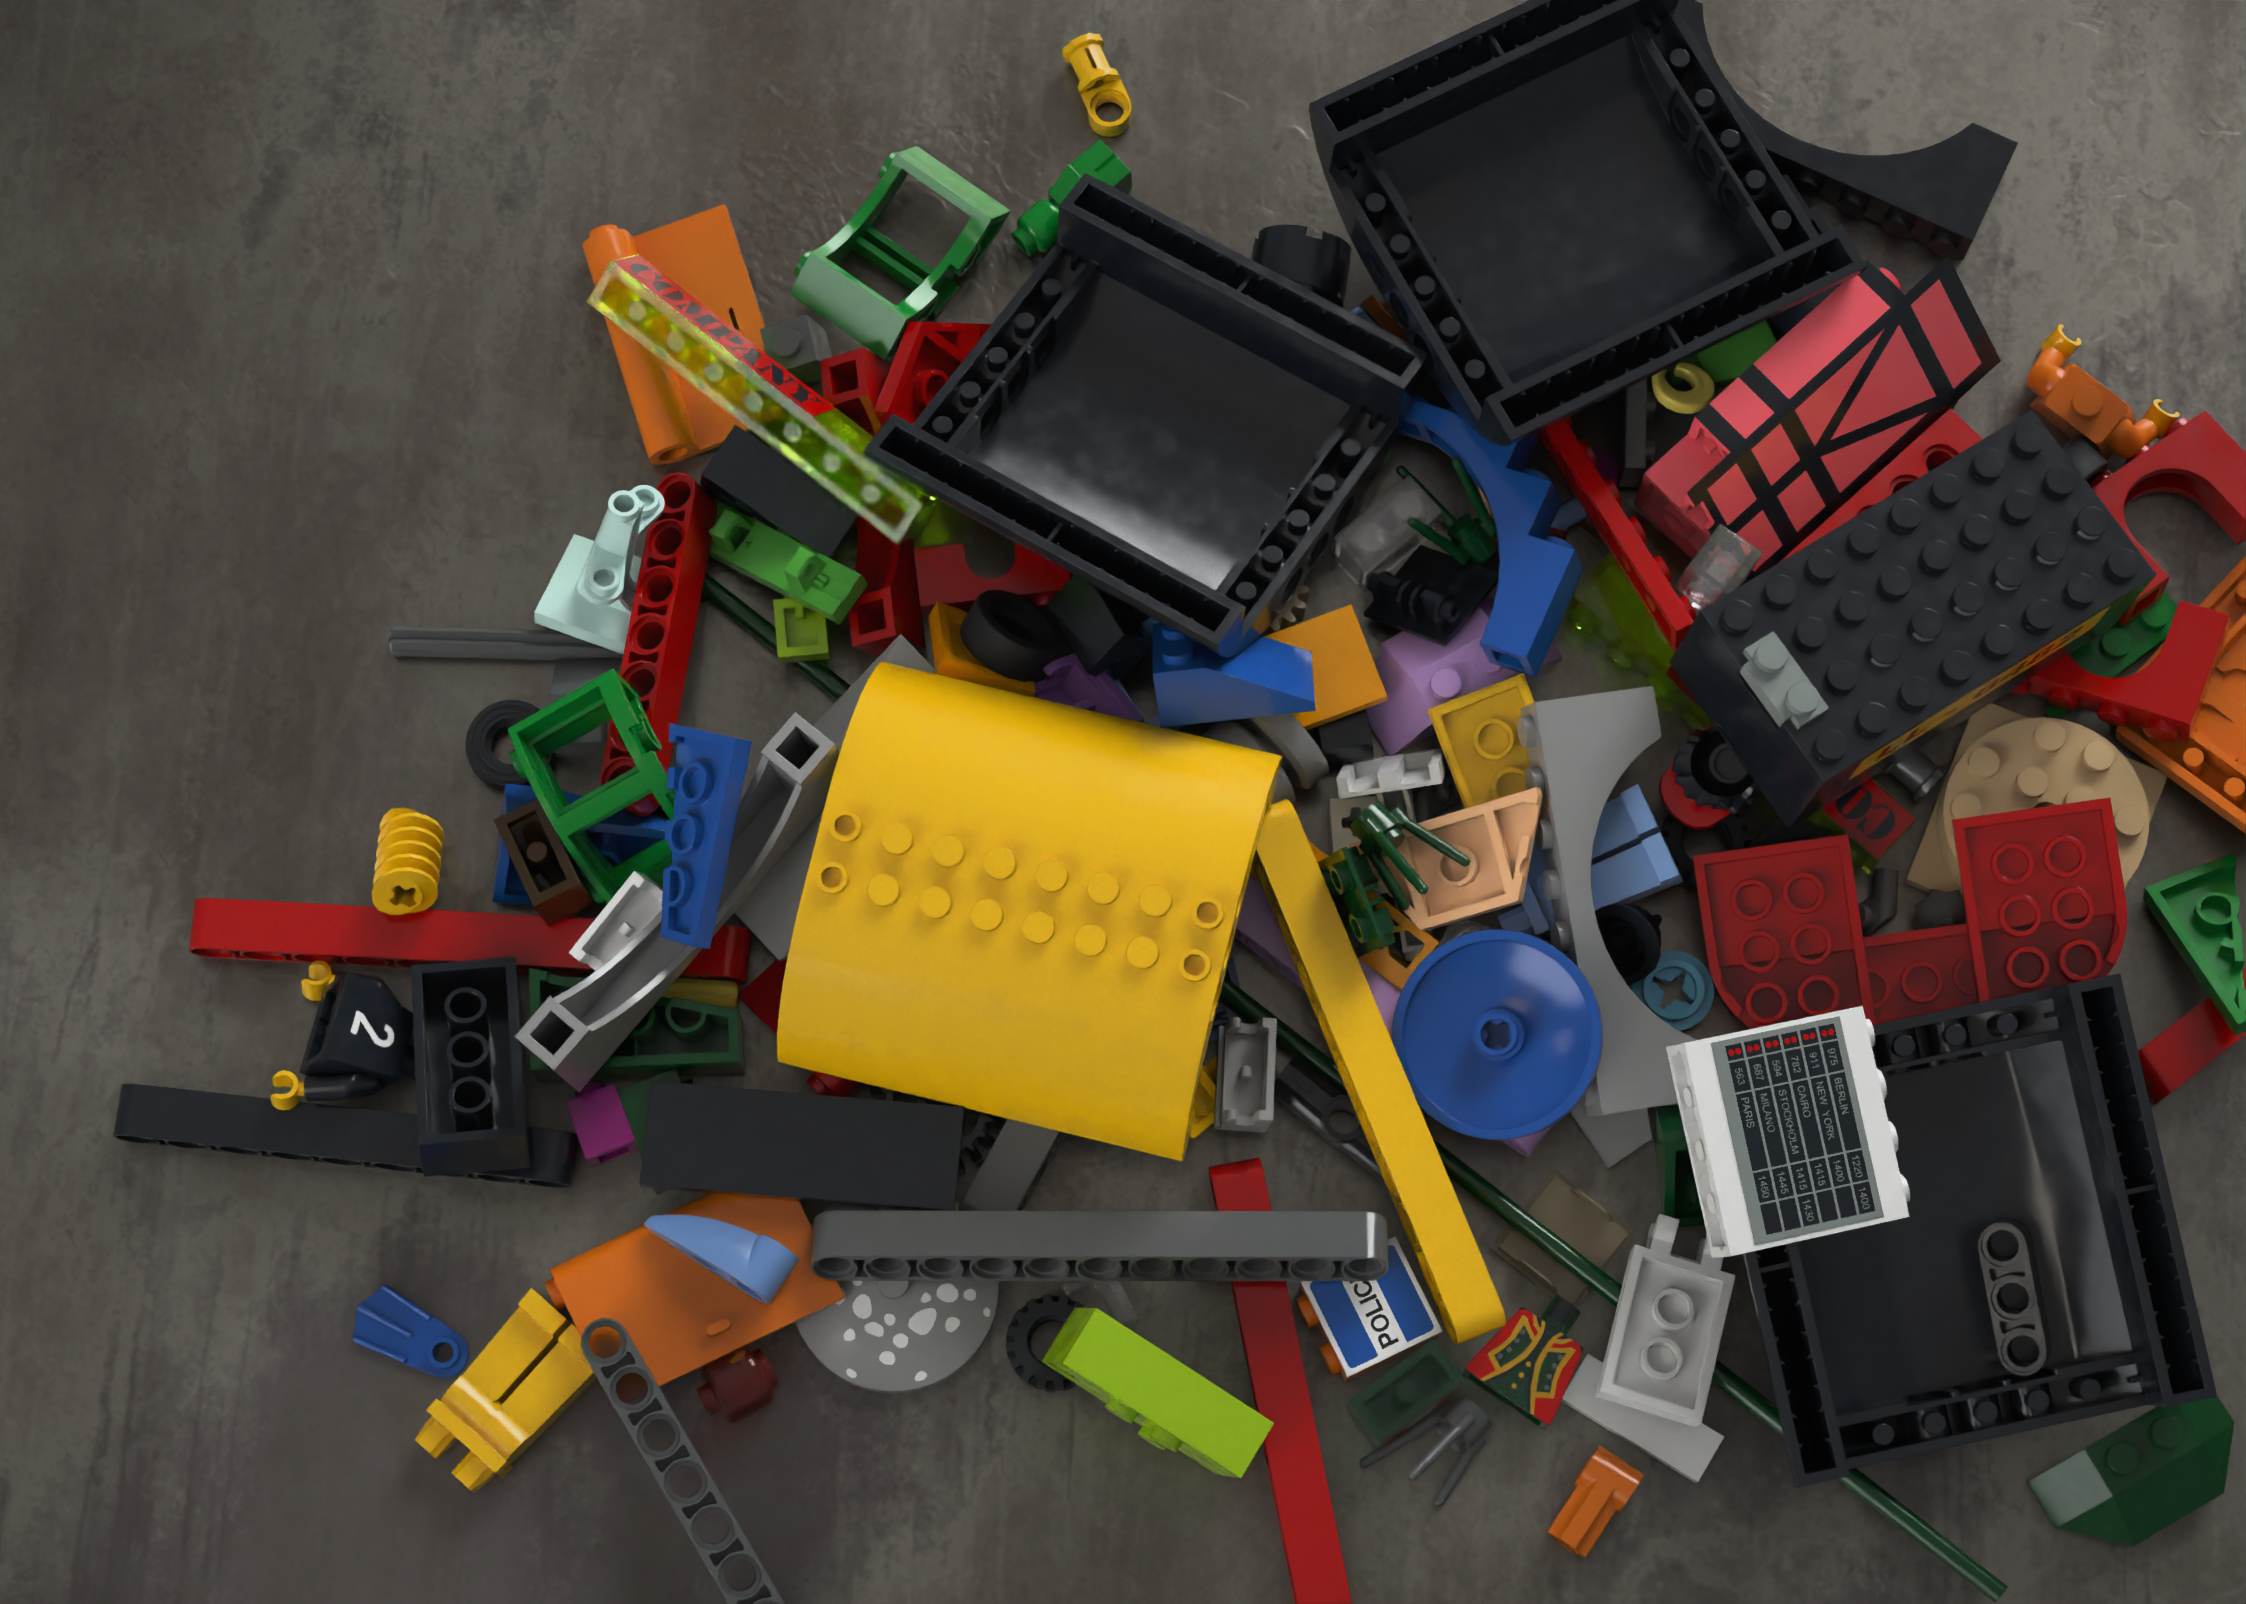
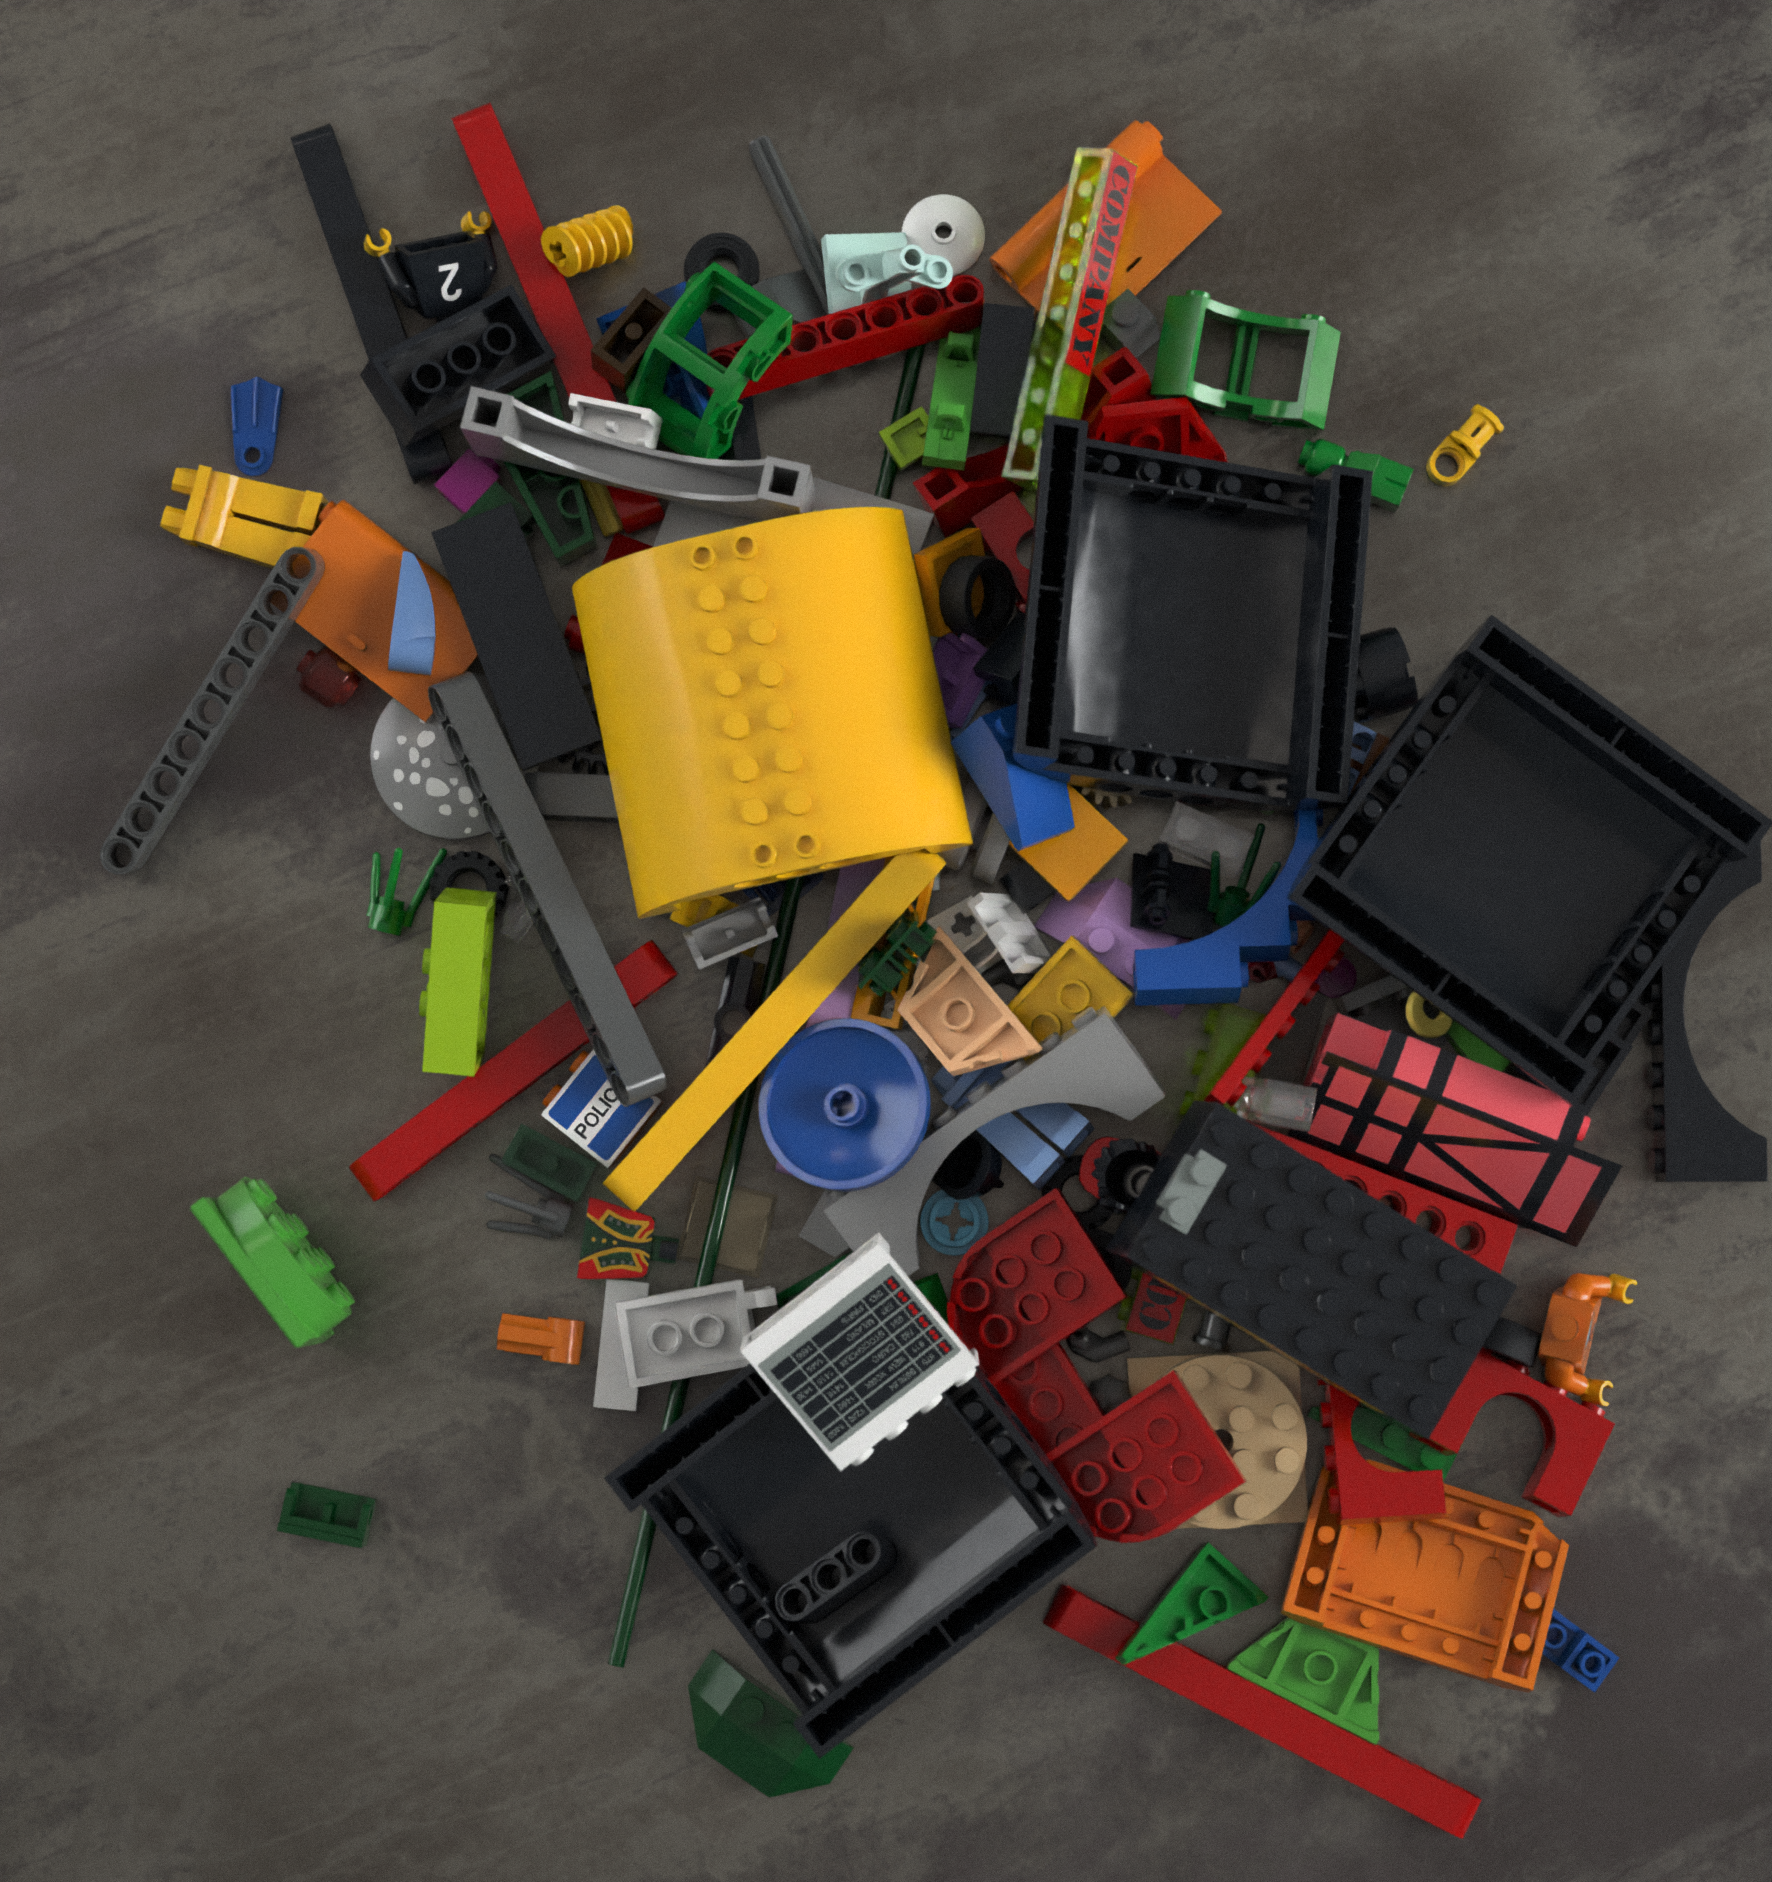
camera: 65 degrees right, 10 degrees up
(567, 493) = (967, 229): none -> white dish
(700, 836) = (727, 433): blue wing -> none
(1035, 1444) = (388, 913): none -> green plant
(1382, 835) = (951, 946): dark green plant -> none

